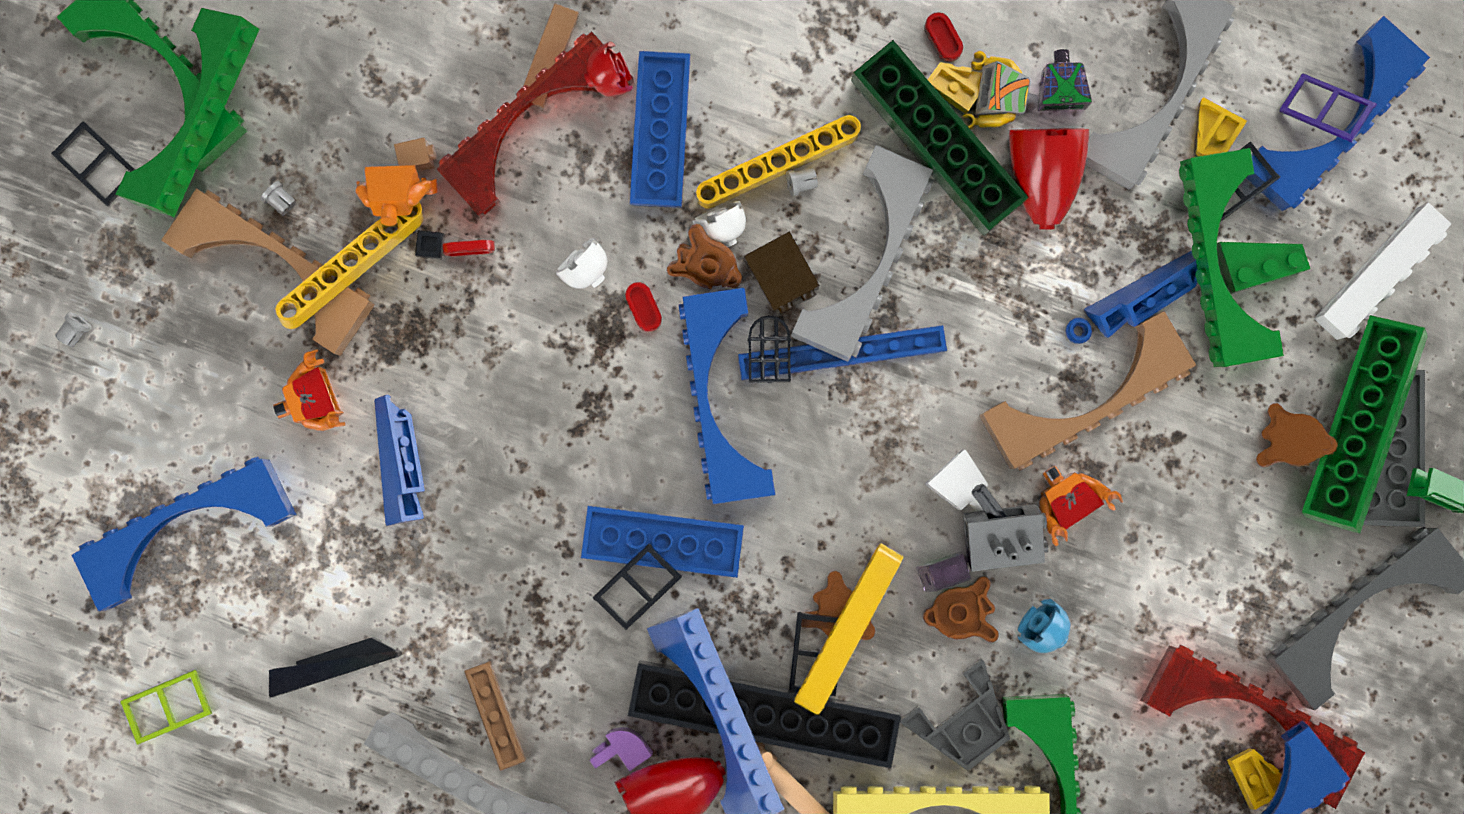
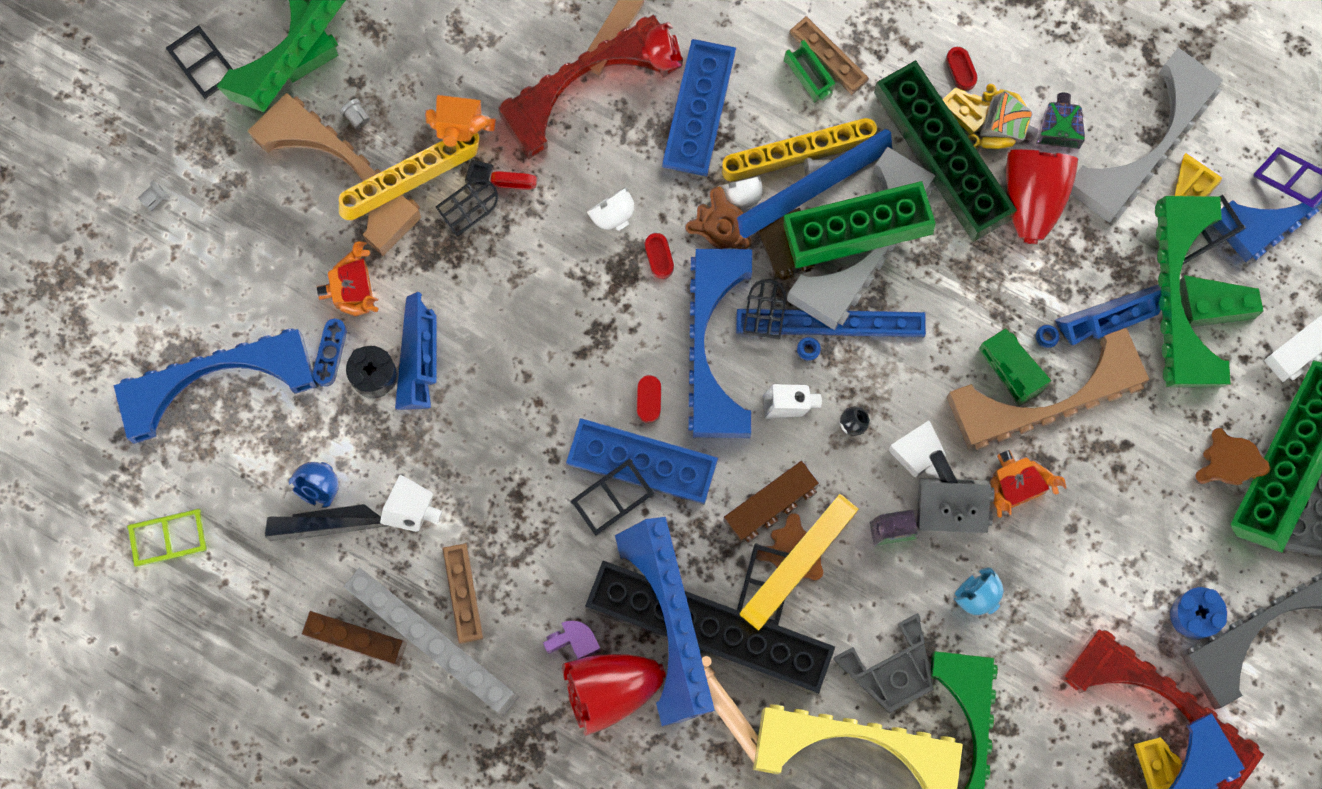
camera: 10 degrees right, 10 degrees down
(294, 494) = (320, 367): none -> blue beam
(314, 624) = (315, 483): none -> blue cylinder
(343, 479) = (380, 381): none -> black brick
(385, 786) = (354, 638): none -> reddish brown brick
(413, 285) = (467, 214): none -> black window
(417, 153) = (482, 91): medium nougat brick -> none
(420, 634) = (409, 506): none -> white torso
(658, 470) = (649, 399): none -> red tile
(777, 69) = (810, 72): none -> green window
(794, 44) = (830, 55): none -> medium nougat tile
(802, 201) = (814, 184): none -> blue tile
(804, 453) = (789, 401): none -> white torso
(808, 565) = (770, 502): none -> reddish brown brick
(830, 383) = (808, 341): none -> blue plate
(858, 244) = (859, 224): none -> green brick
(884, 460) = (854, 421): none -> black piece
(962, 612) = (905, 569): dark orange tile -> none
(1048, 373) = (1014, 366): none -> green wedge
(1293, 613) = (1203, 600): none -> blue brick

